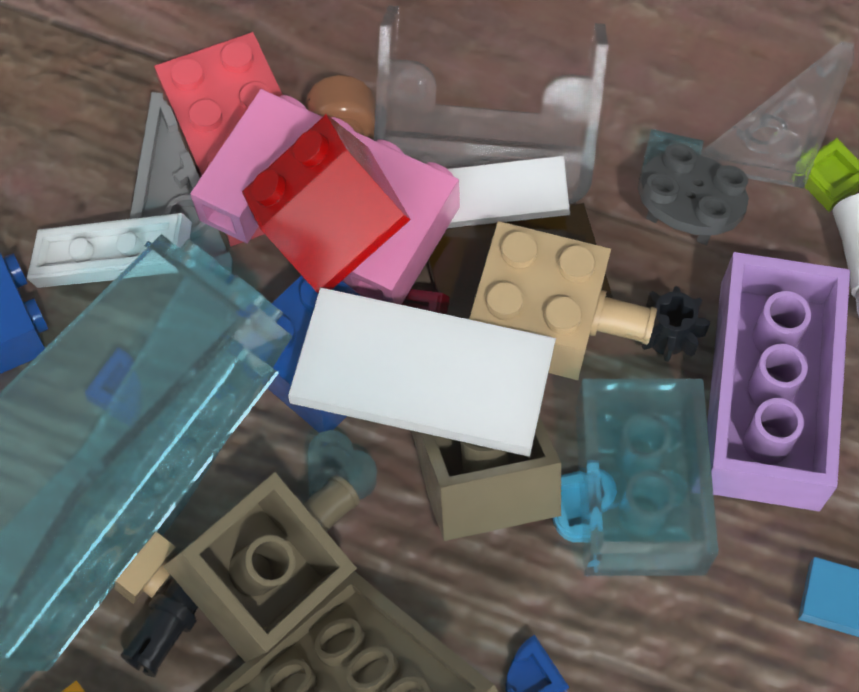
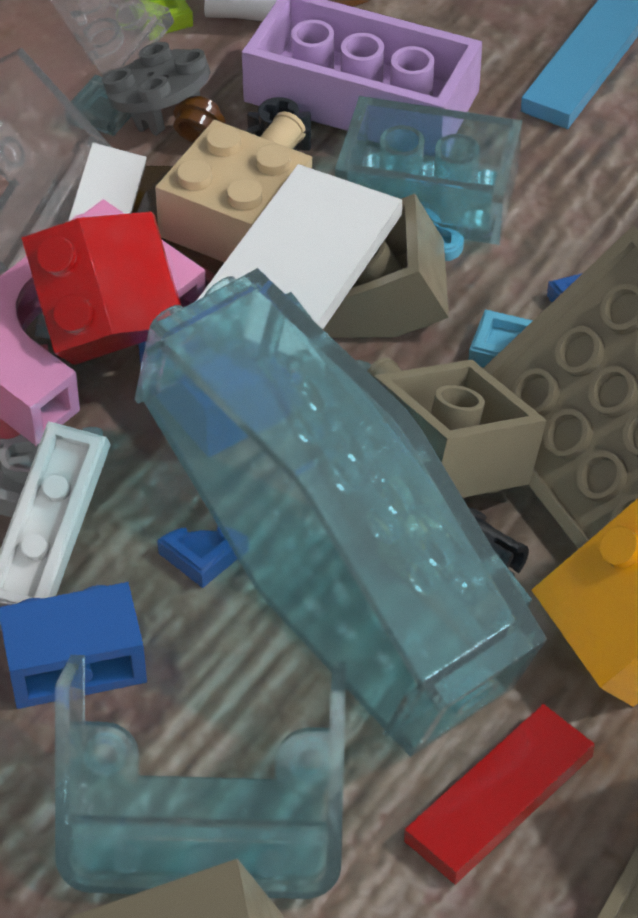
camera: 75 degrees left, 15 degrees down
(445, 605) = (494, 334): none -> medium azure tile
(666, 248) = (194, 116): none -> reddish brown plate

